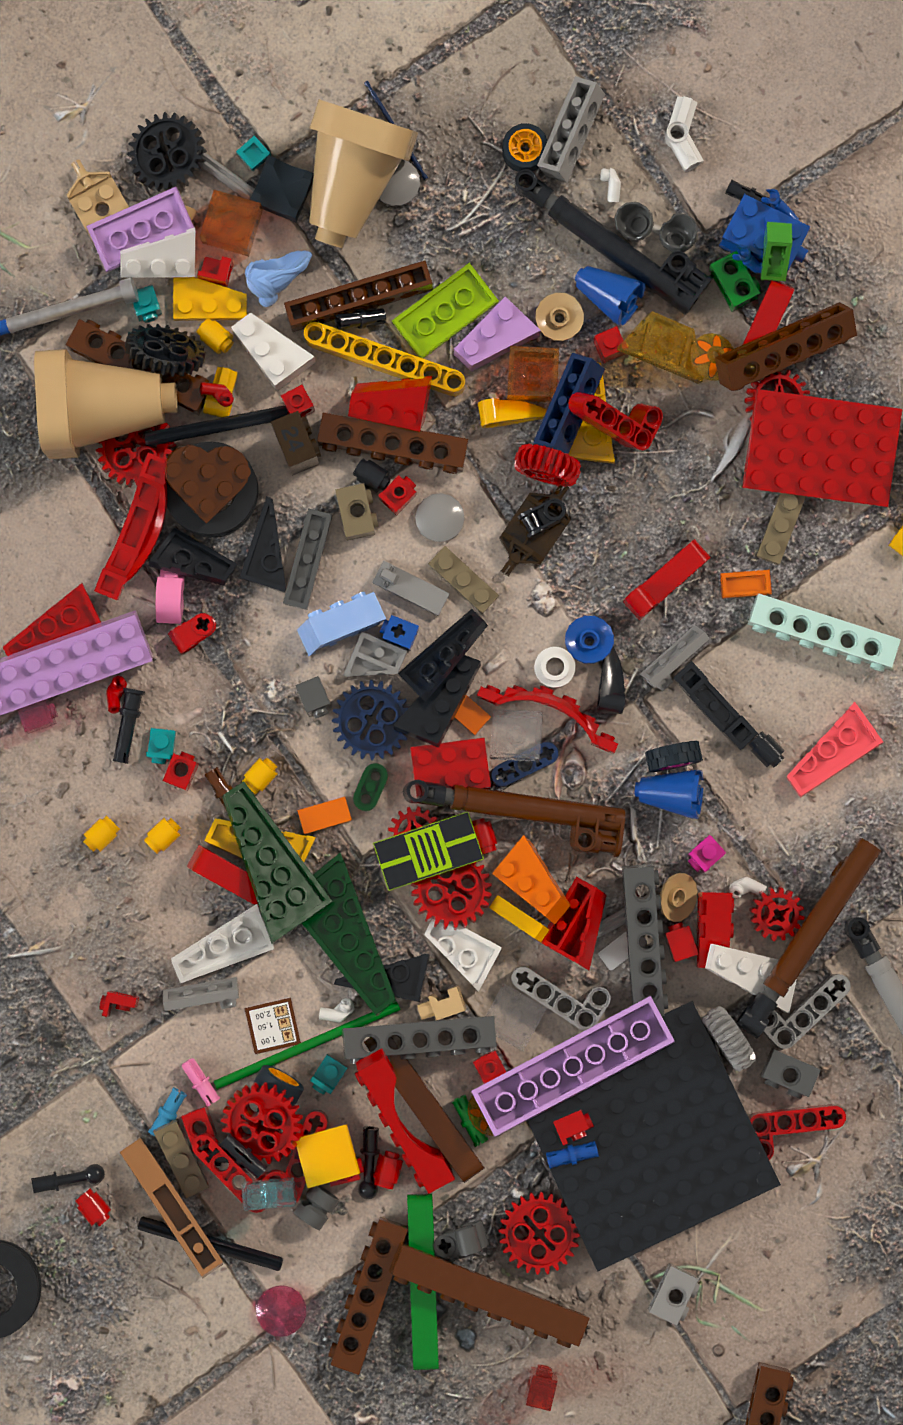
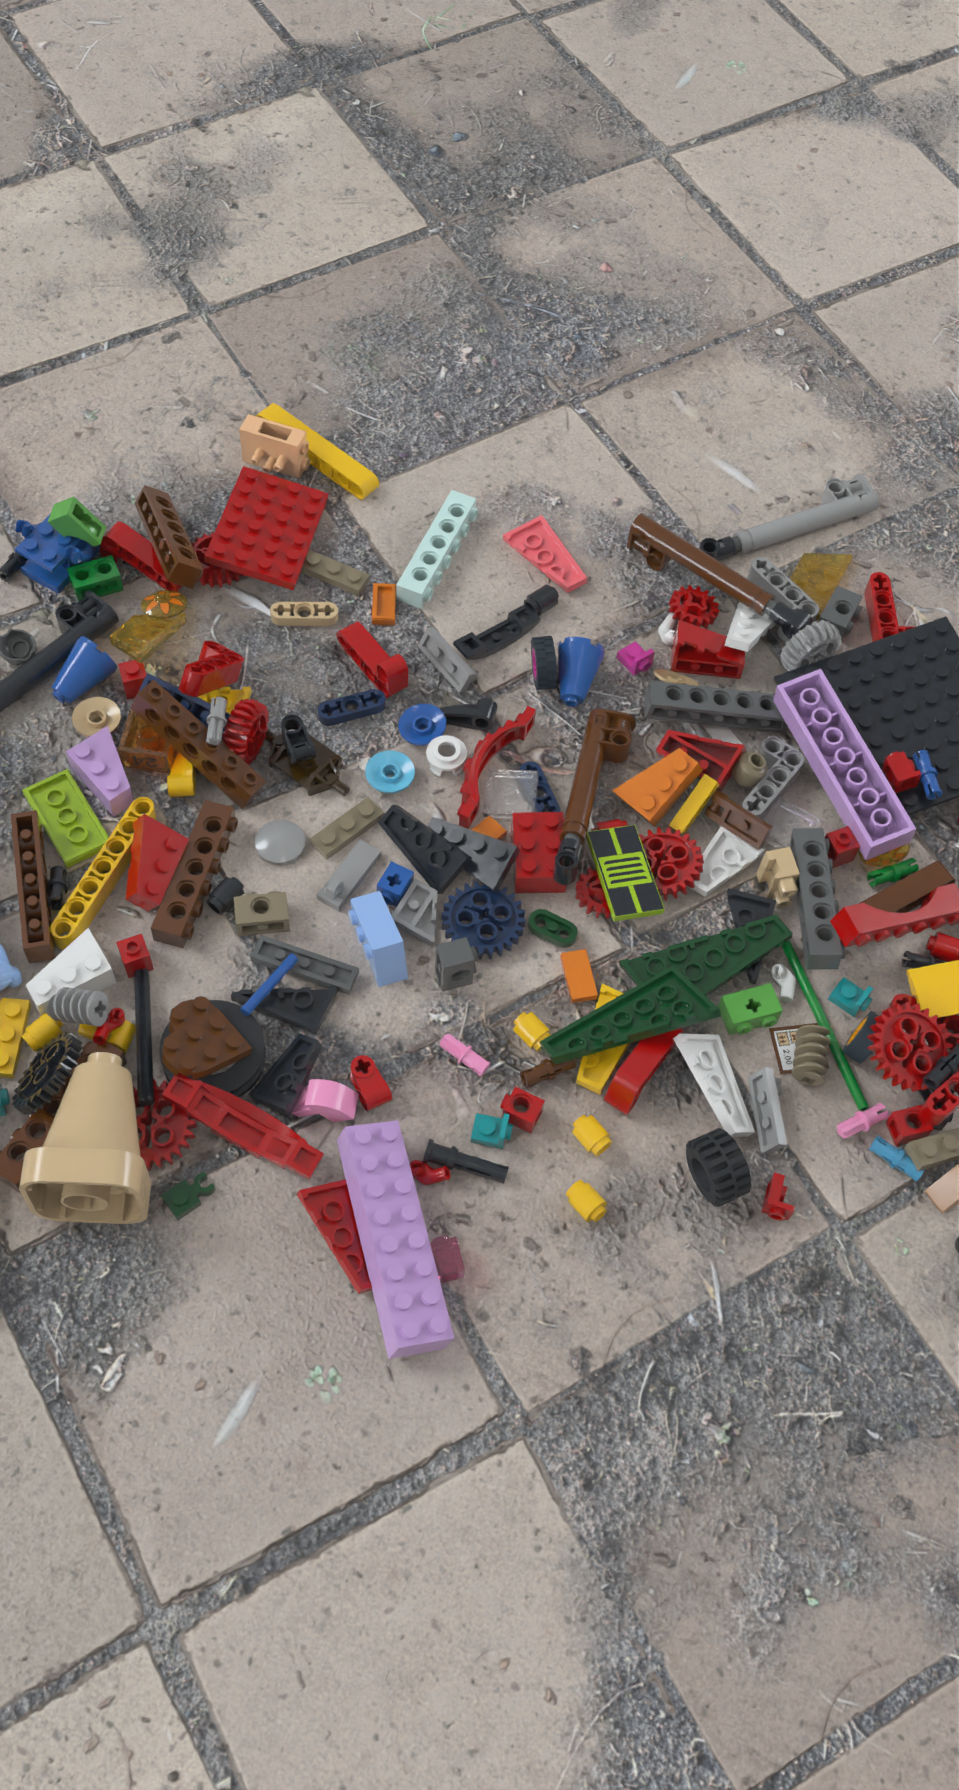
camera: 90 degrees left, 25 degrees down
(76, 487) = (185, 1197): none -> dark green plate
(133, 946) = (718, 1167): none -> black tyre
(229, 365) = (79, 1006): none -> light grey piece
(231, 714) = (464, 1054): none -> bright pink axle
(256, 1034) = (810, 1055): none -> dark tan piece
(276, 529) = (268, 985): none -> blue bar
(295, 443) = (178, 956): dark brown brick -> none
(313, 986) = (750, 1009): none -> bright green brick
(398, 503) = (250, 873): red brick -> none
(505, 962) = (738, 820): none -> reddish brown plate
(522, 421) = (189, 738): none -> reddish brown brick
(528, 600) = (393, 764): none -> medium azure dish
(537, 435) = (216, 720): none -> light grey axle
(567, 974) = (750, 769): none -> dark tan head
(619, 580) = (357, 699): none -> dark blue beam
(679, 233) = (37, 613): dark grey hair -> none
(680, 942) = (720, 677): red brick -> none
(712, 485) = (311, 620): none -> tan beam
(840, 1051) = (819, 575): none -> clear yellow wing

